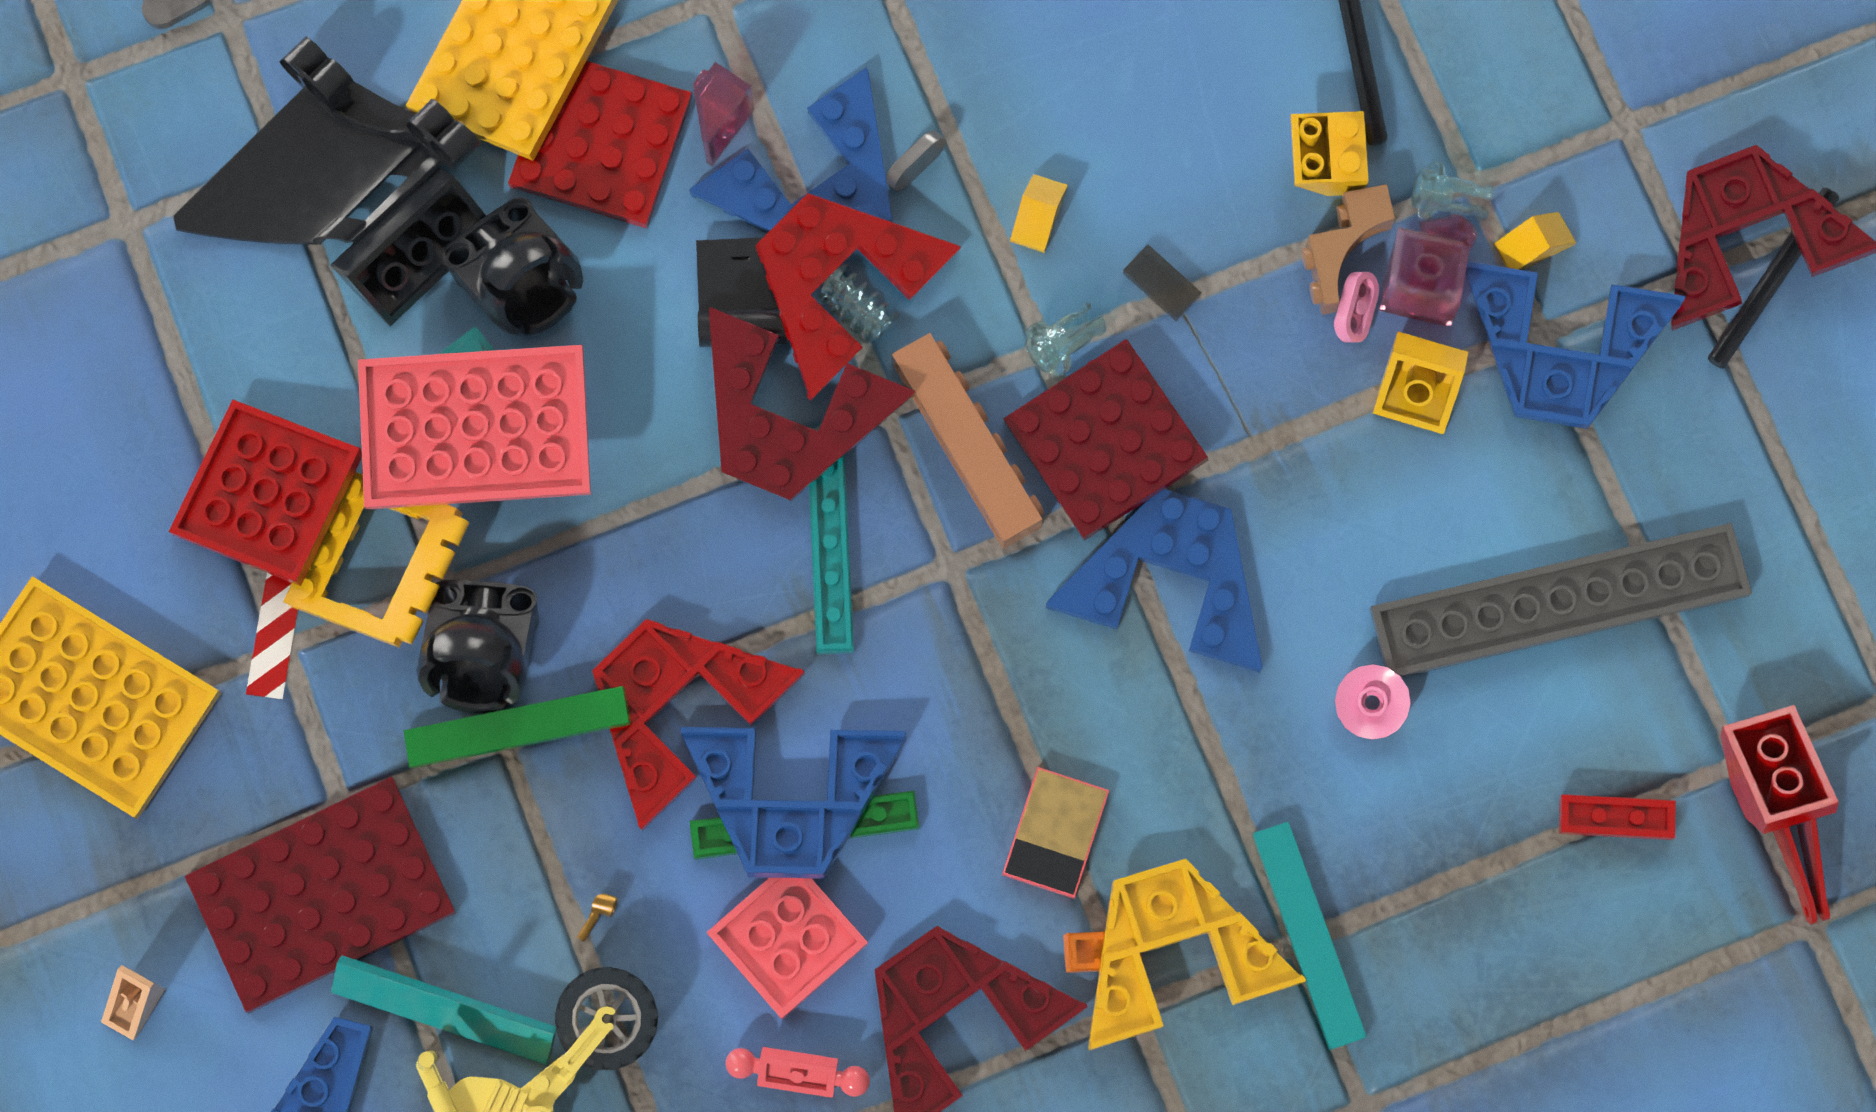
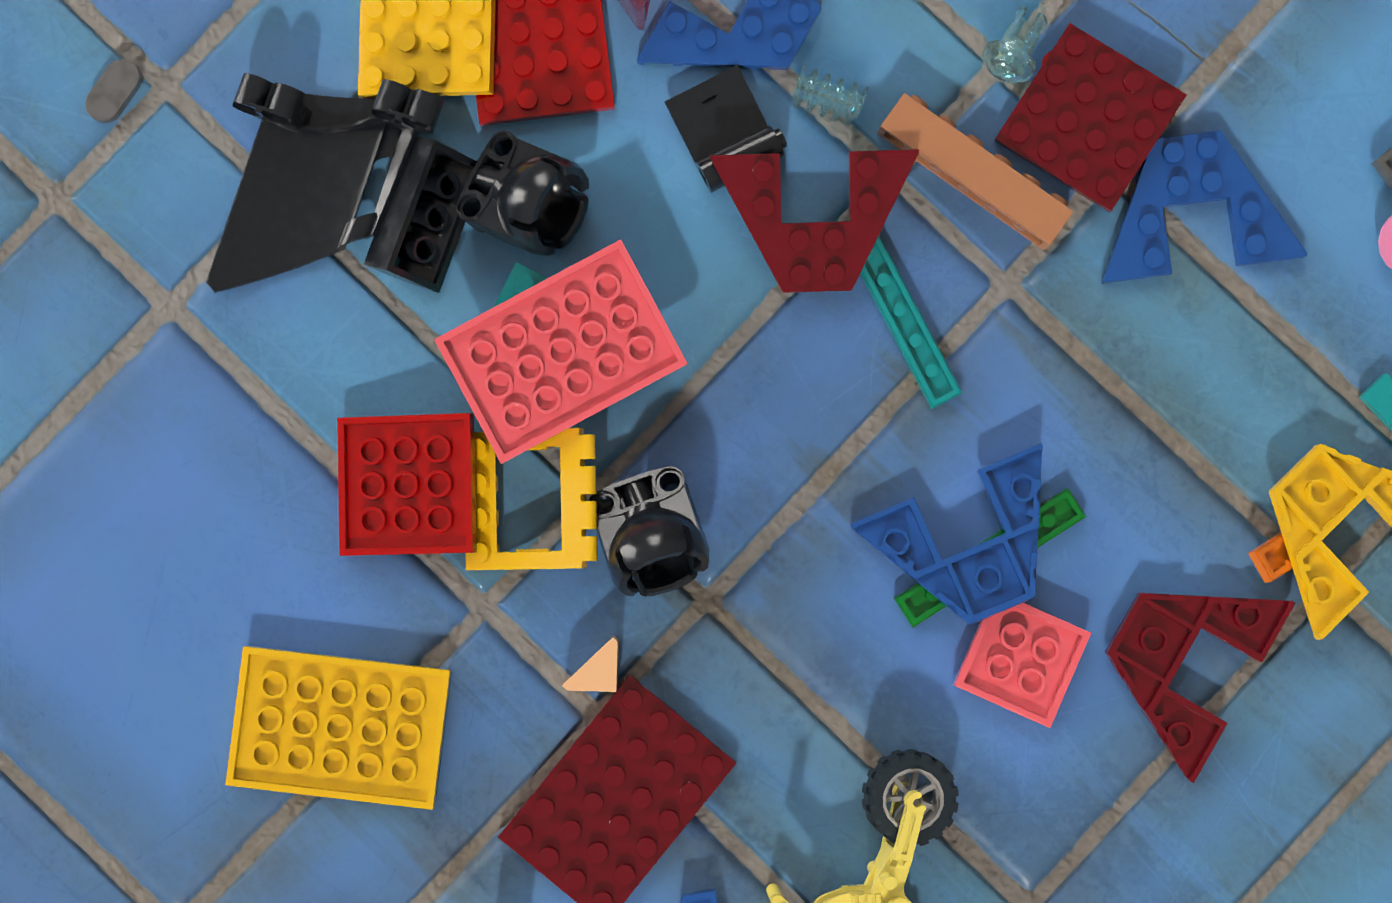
camera: 30 degrees left, 10 degrees up
(272, 641) = (472, 606): sticker -> none
(363, 757) = (599, 672): none -> light nougat slope
(443, 1009) = (768, 848): teal tile -> none
(517, 727) = (715, 586): green tile -> none
(602, 904) = (856, 700): pearl gold hand -> none
(654, 669) = (802, 491): red wing -> none
(797, 1072) = (1083, 765): coral plate -> none
(810, 247) = (767, 71): red wing -> none
(1055, 832) = (1199, 469): pearl gold tile -> none

